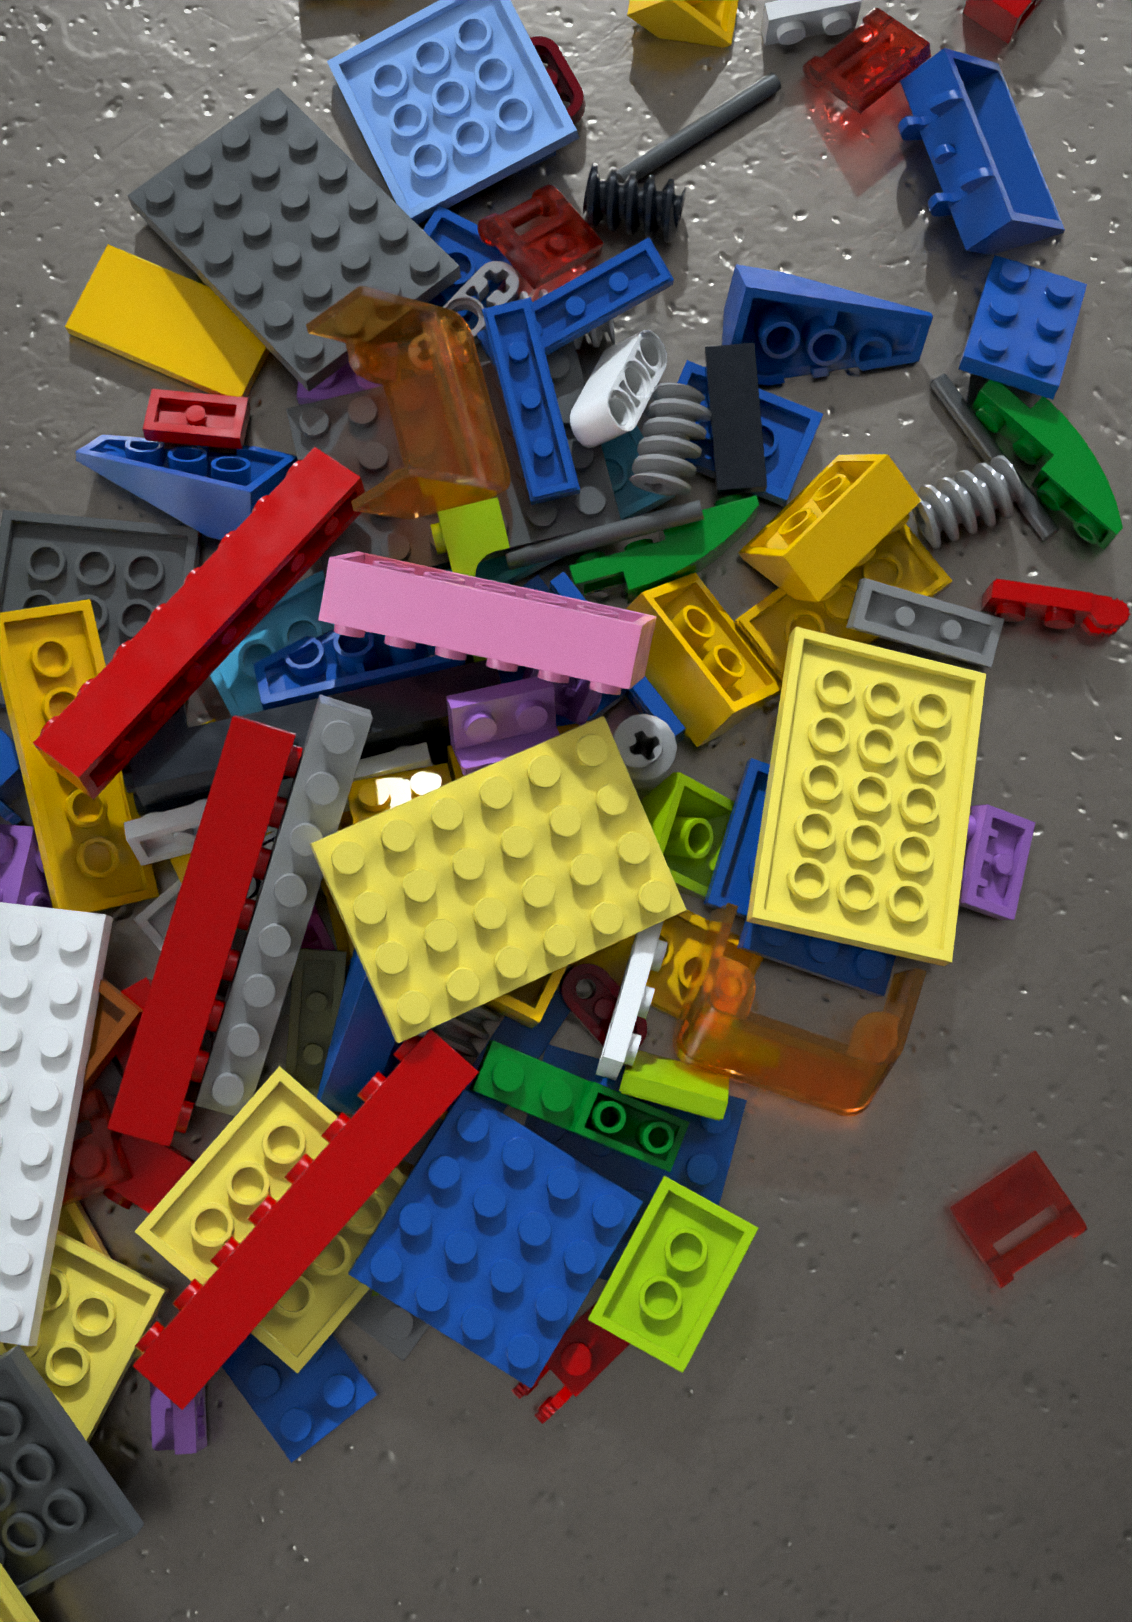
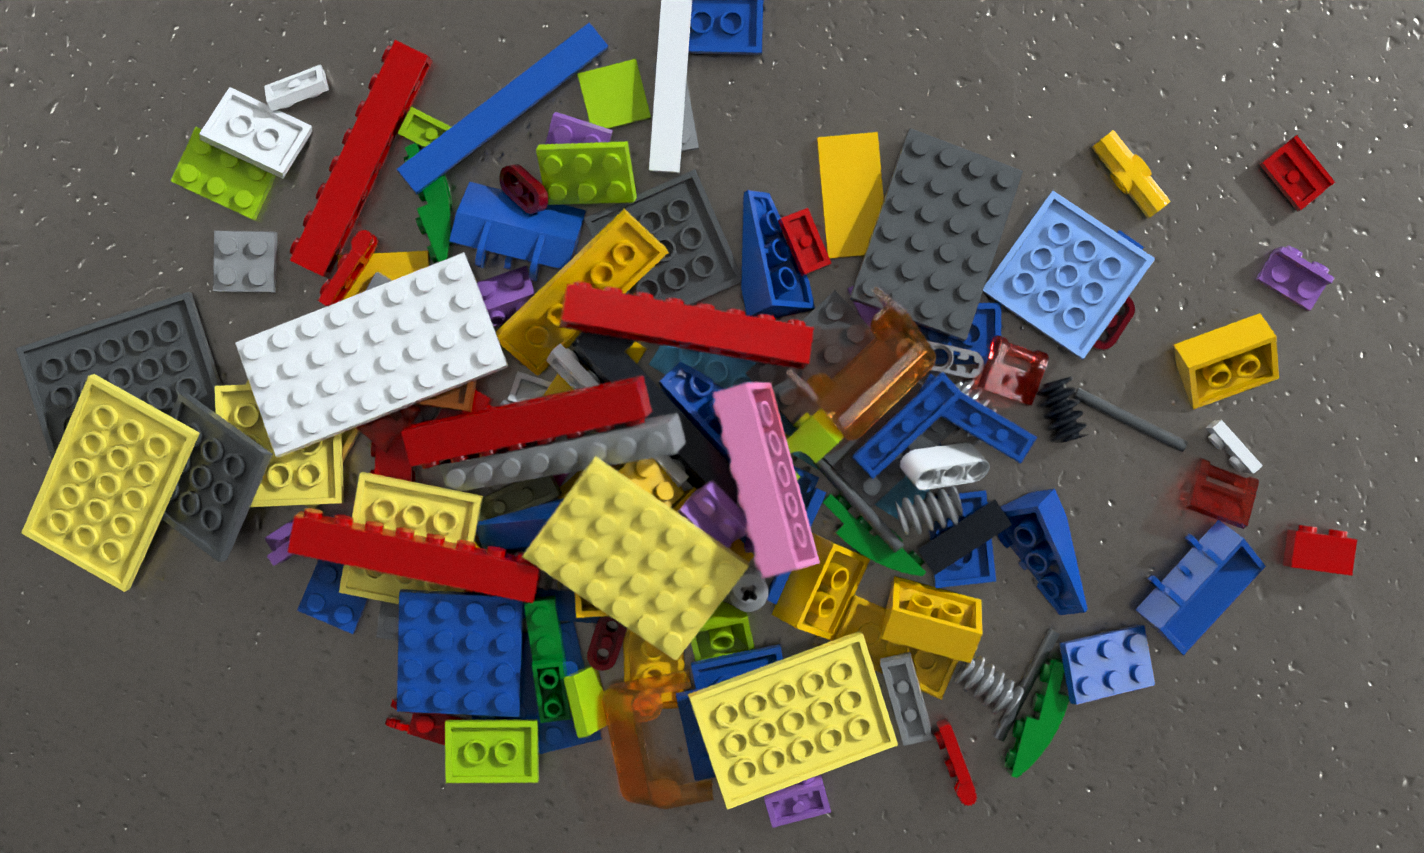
camera: 60 degrees right, 10 degrees up
(632, 1001) = (615, 657): white plate -> none

